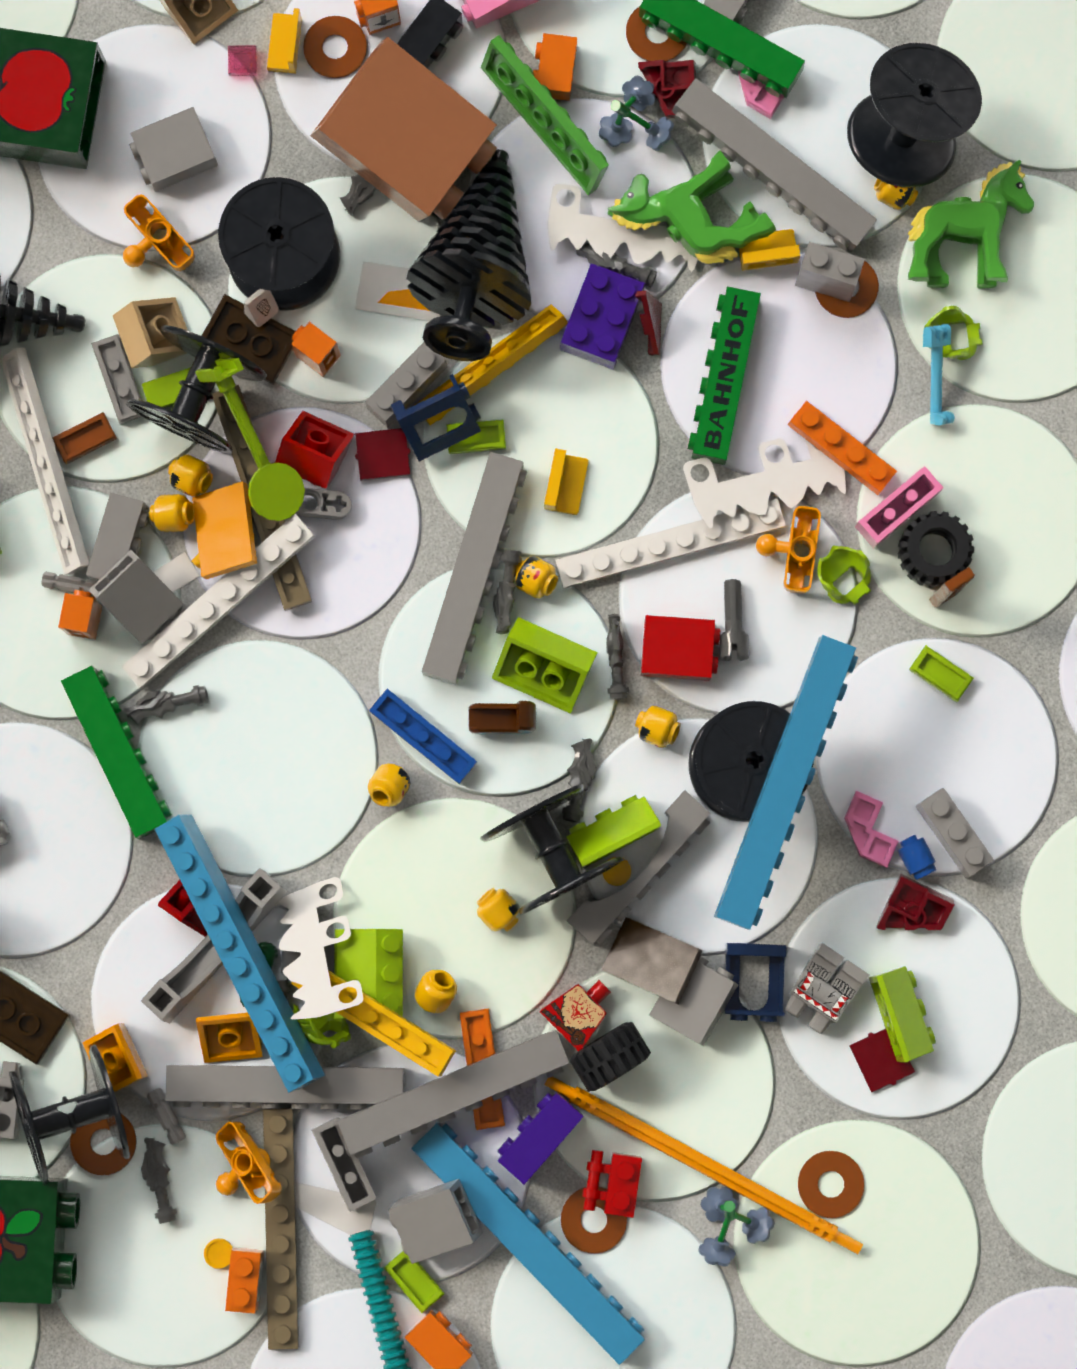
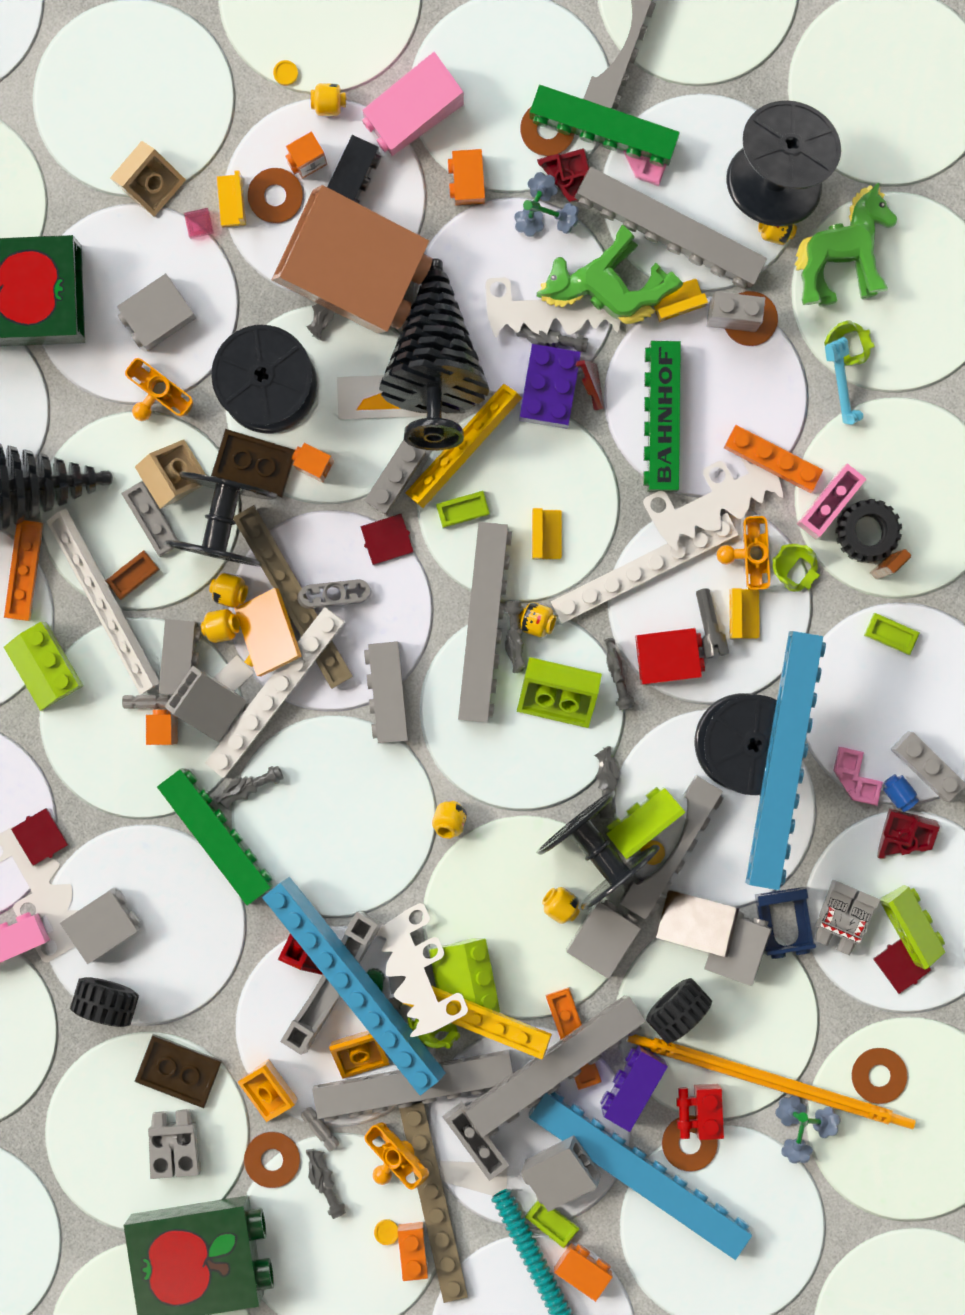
camera: 15 degrees left, 5 degrees up
(88, 1110) = (256, 1142): black piece -> none
(165, 389) = (193, 520): lime tile -> none
(260, 307) = (259, 436): white slope -> none
(275, 488) = (304, 589): lime piece -> none
(314, 449) = (328, 547): red slope -> none
(348, 626) = (388, 692): none -> light grey brick
(423, 736) = (469, 772): blue plate -> none
(435, 991) = (523, 983): yellow head -> none
(452, 397) = (439, 483): dark blue panel -> none
(502, 718) = (533, 744): reddish brown animal -> none
(540, 957) = (603, 938): none -> light grey brick
(544, 115) = (466, 222): bright green plate -> none
(577, 1013) = (643, 977): torso -> none
(658, 726) = (664, 725): yellow head -> none
(775, 617) = (744, 614): none -> yellow panel

